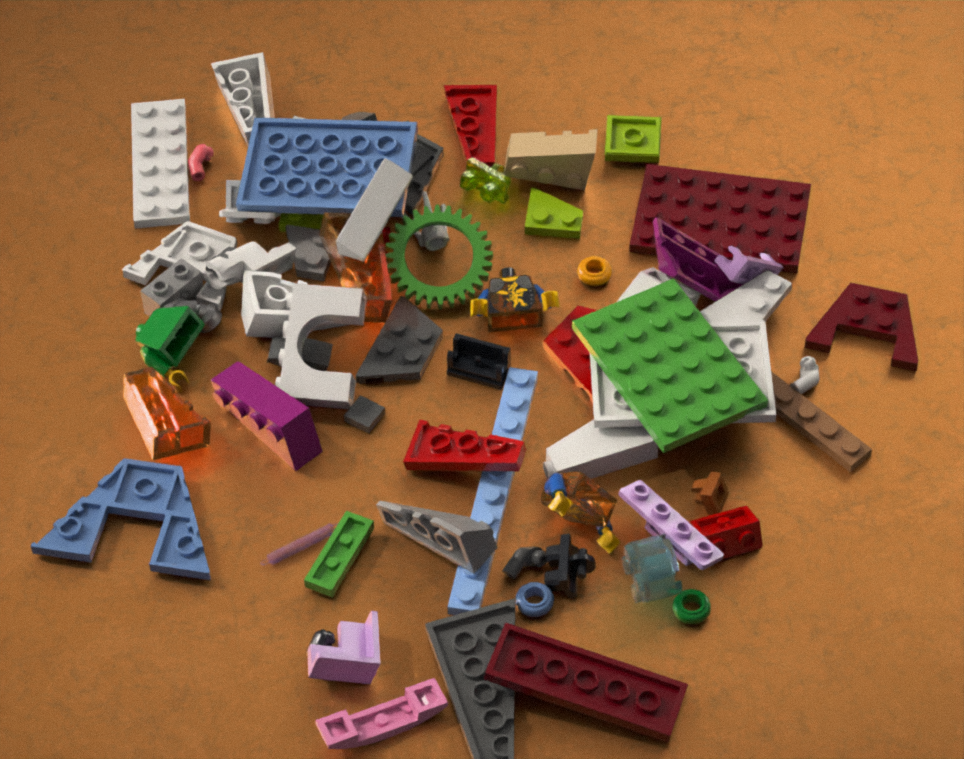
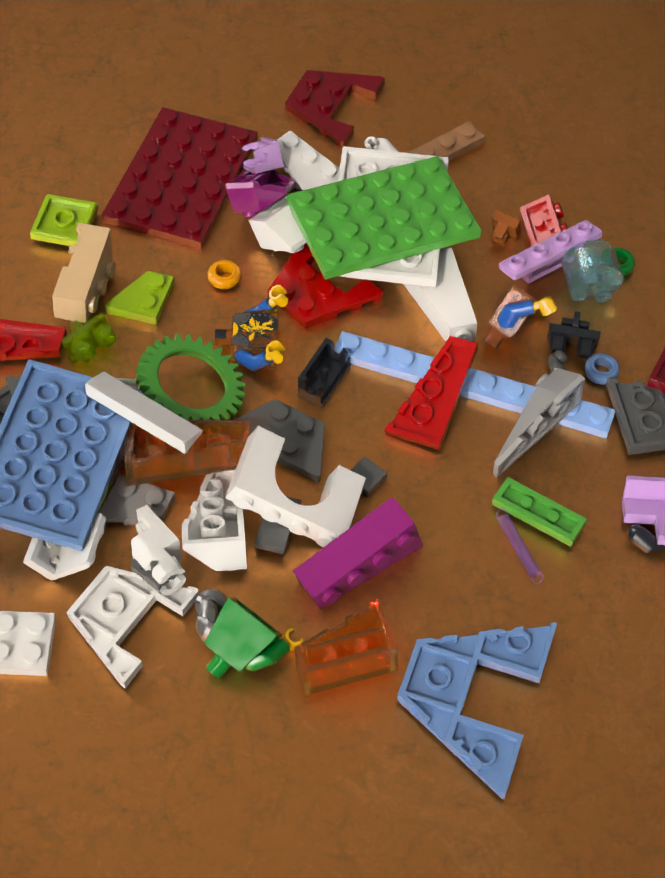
camera: 85 degrees left, 5 degrees up
(176, 282) = (171, 632): light grey brick -> none

